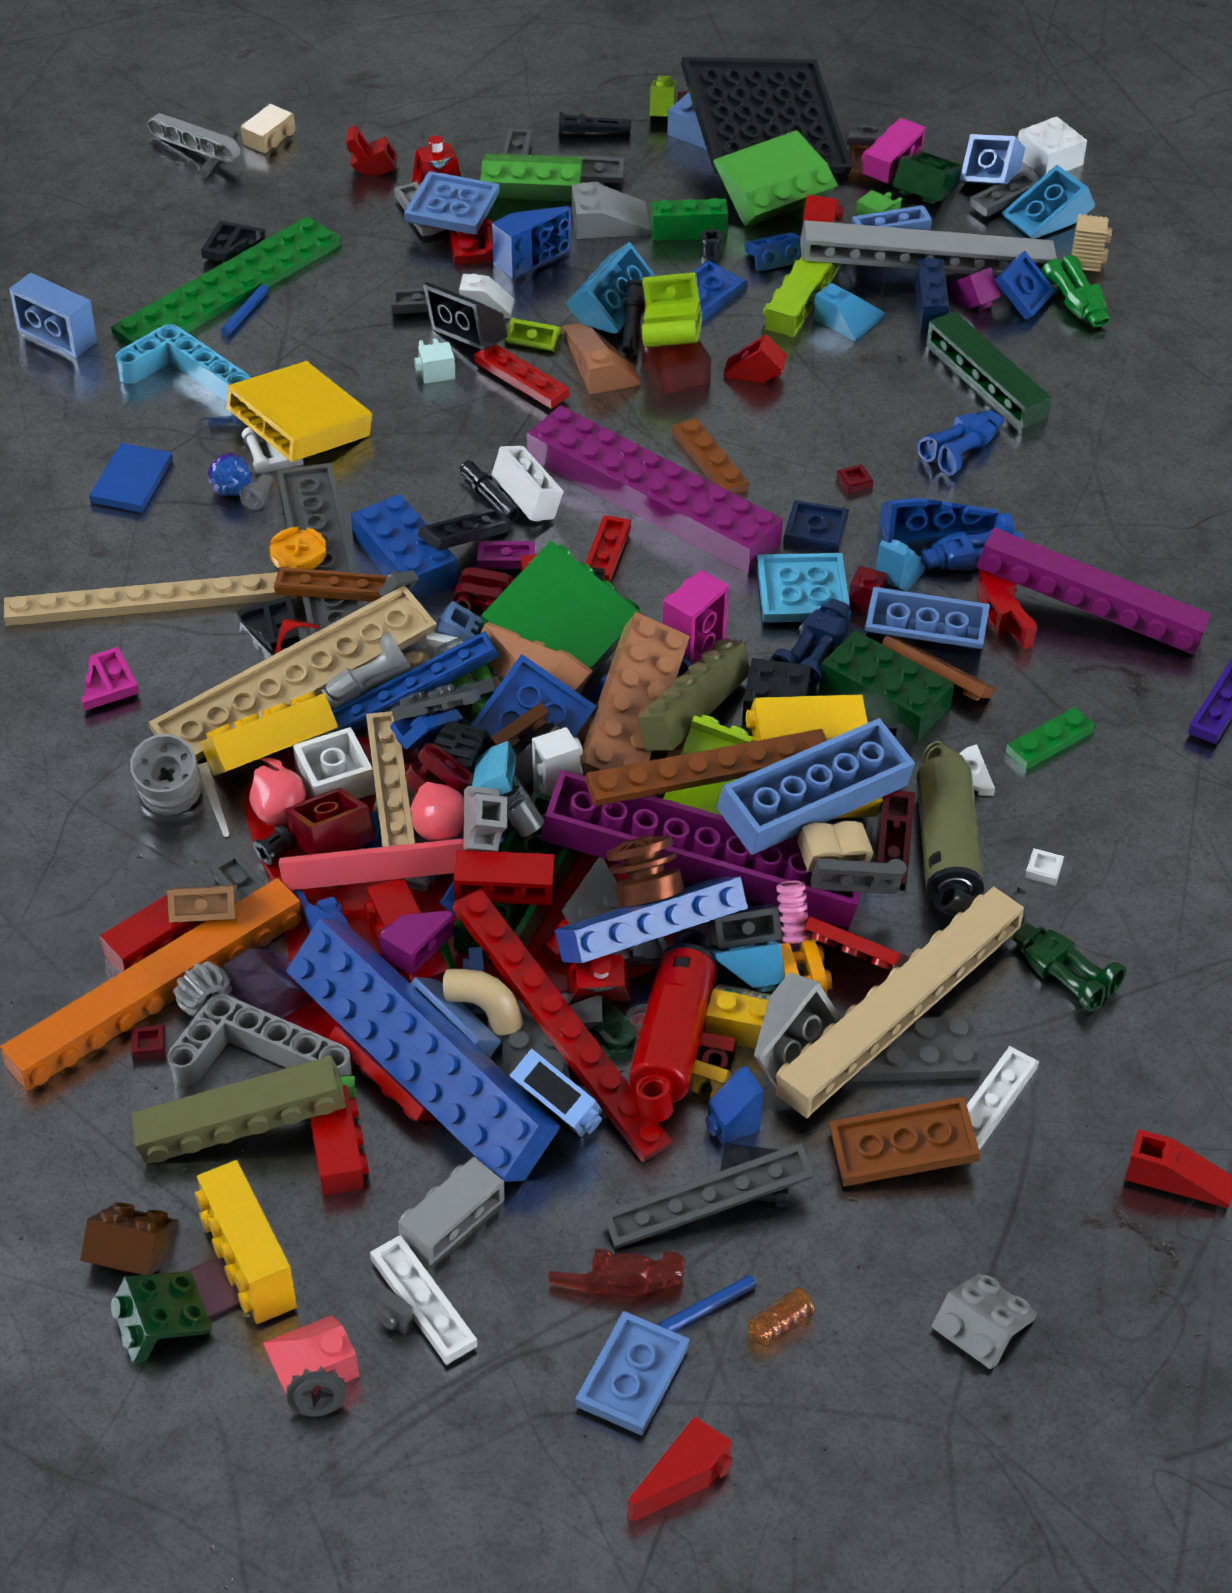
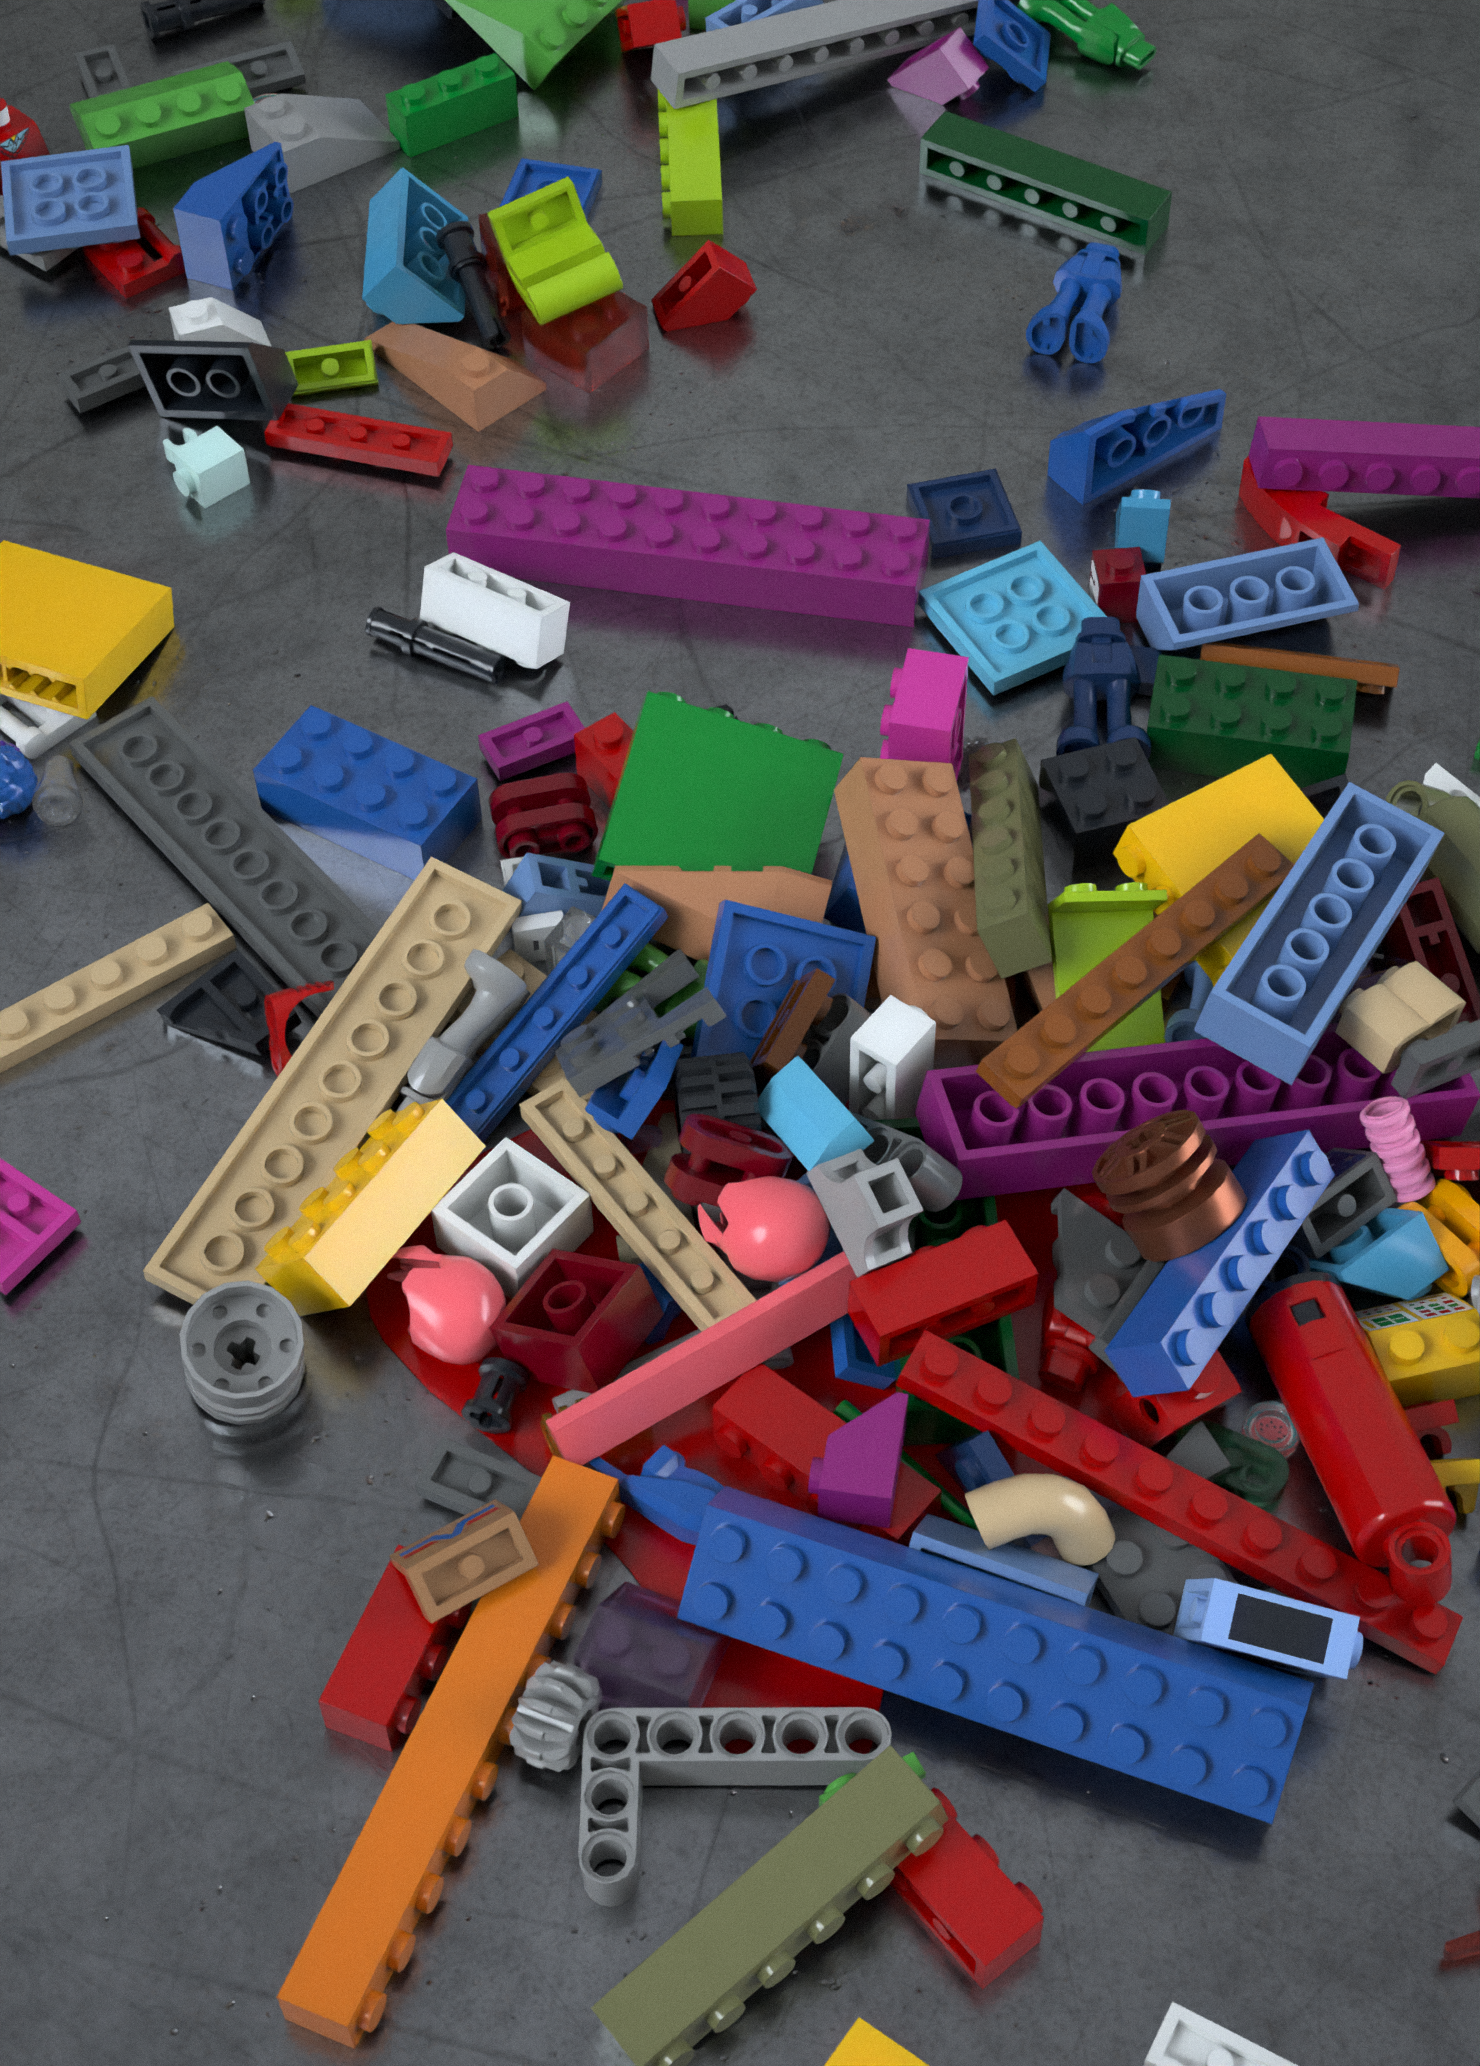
camera: 25 degrees left, 5 degrees up
(148, 1043) = (512, 1854): dark red tile -> none
(209, 787) = (336, 1363): white sticker -> none
(297, 548) = (197, 865): light orange tile -> none
(328, 584) = (297, 901): dark orange tile -> none
(373, 1069) = (967, 1736): red plate -> none
(398, 579) = (412, 858): dark grey plate -> none
(451, 1210) = (1216, 1913): light grey brick -> none
(465, 529) = (452, 724): black tile -> none
(608, 544) = (680, 657): red plate -> none
(709, 456) = (730, 461): dark orange plate -> none
(711, 245) = (512, 133): black bush -> none
(774, 251) = (612, 109): blue bracket -> none
(845, 312) = (779, 168): dark azure slope -> none
(855, 479) = (968, 419): dark red tile -> none
(930, 291) = (886, 96): dark blue brick -> none
(961, 550) = (1197, 471): blue piece -> none

